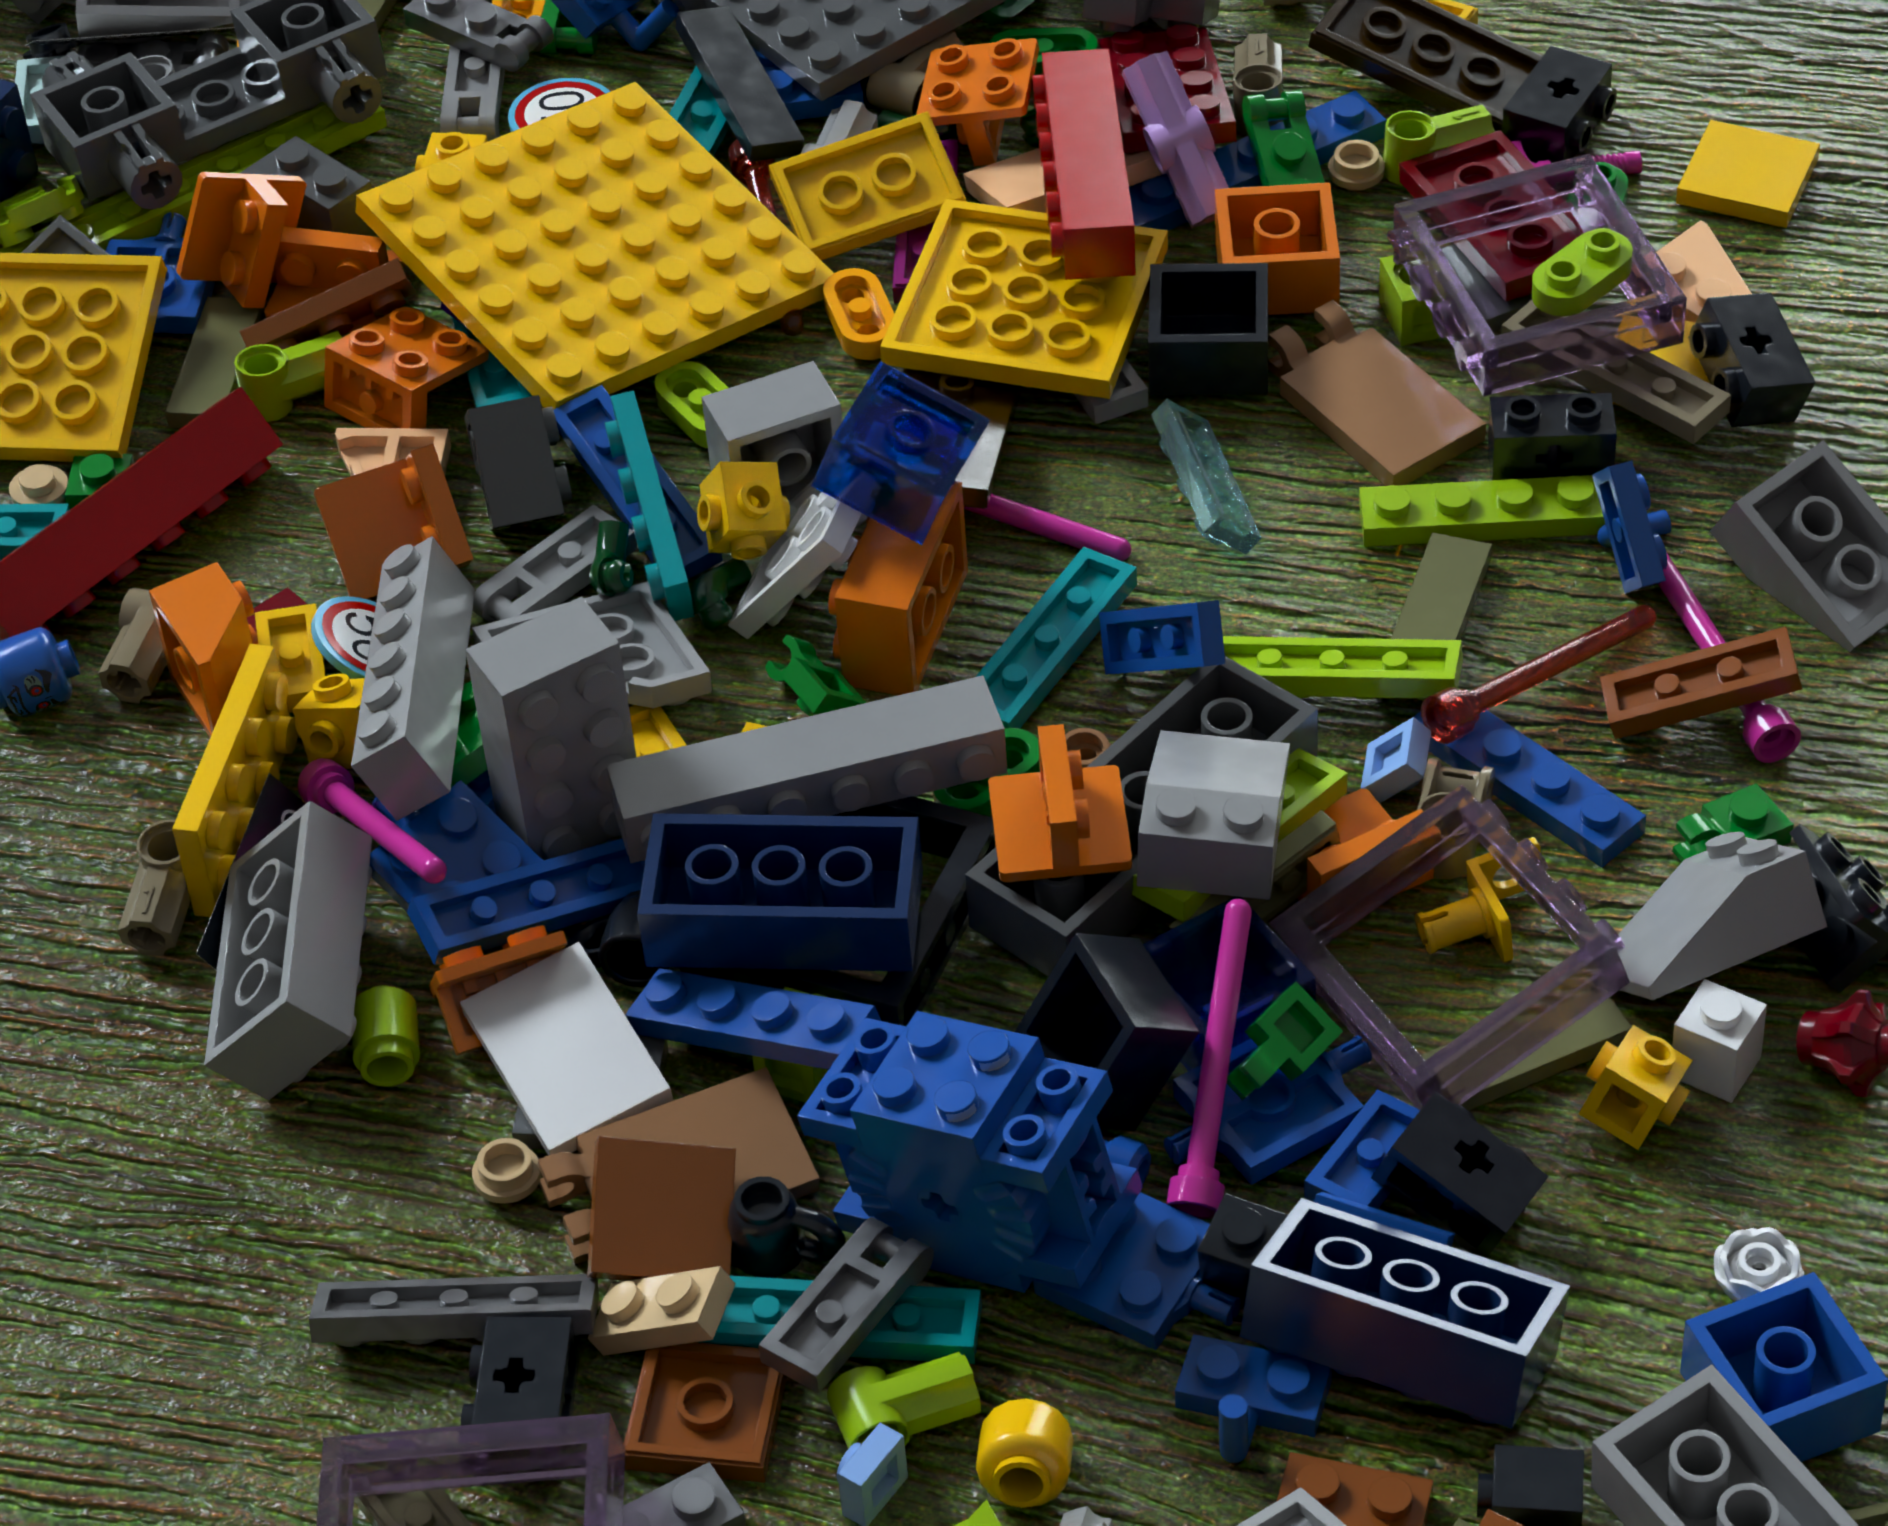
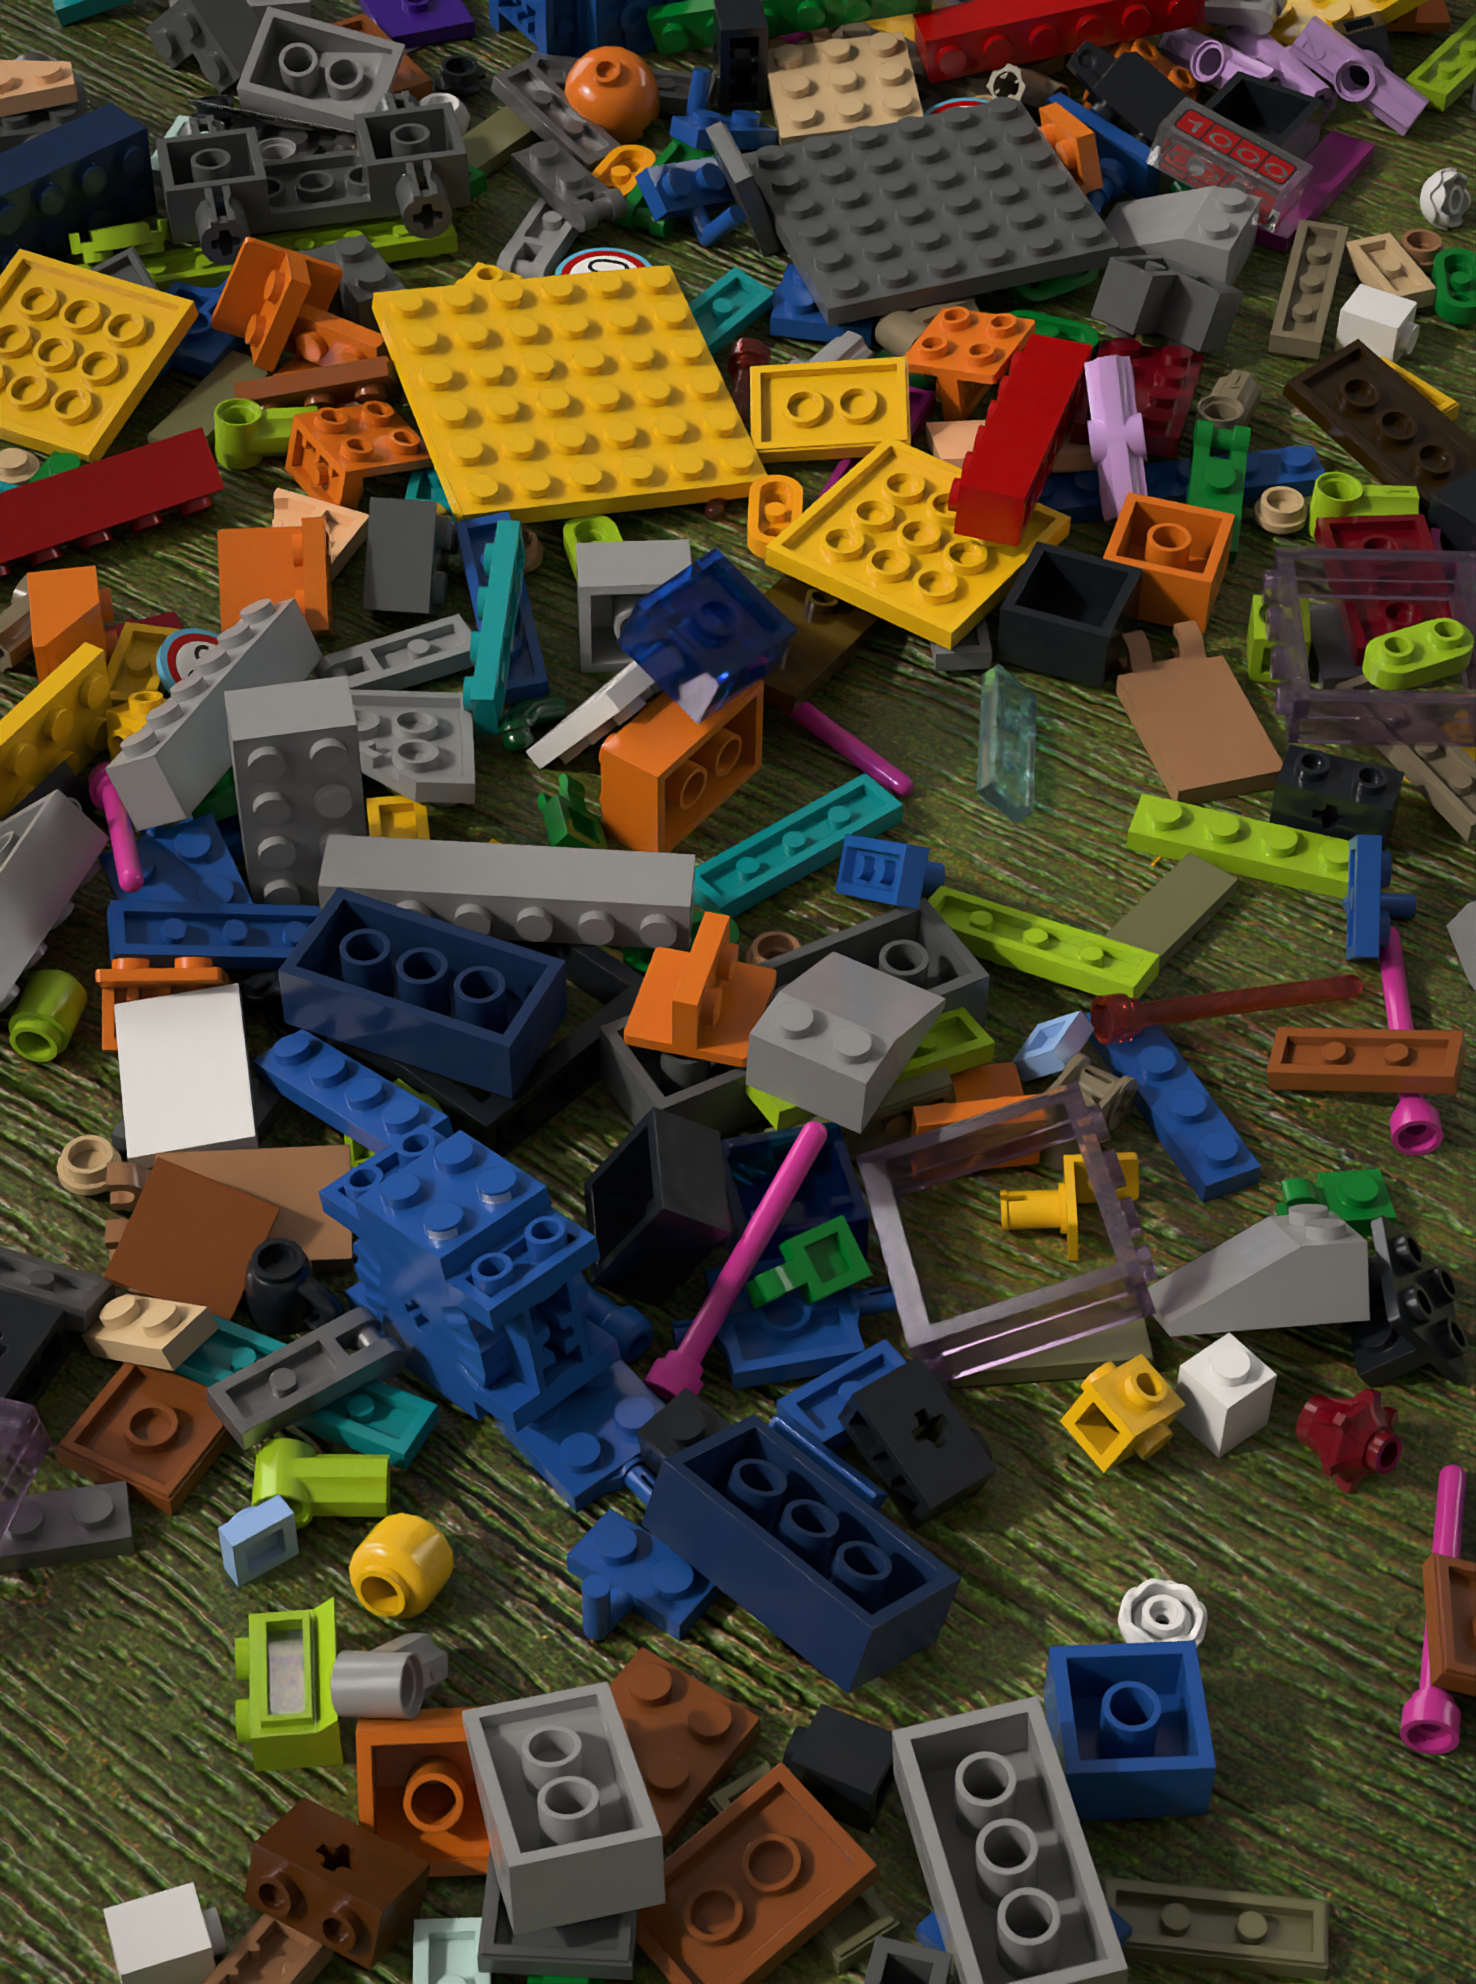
camera: 15 degrees right, 0 degrees up
(609, 568) = (441, 671): dark green arm -> none
(739, 84) = (762, 292): black tile -> none
(743, 508) = (574, 652): yellow brick -> none

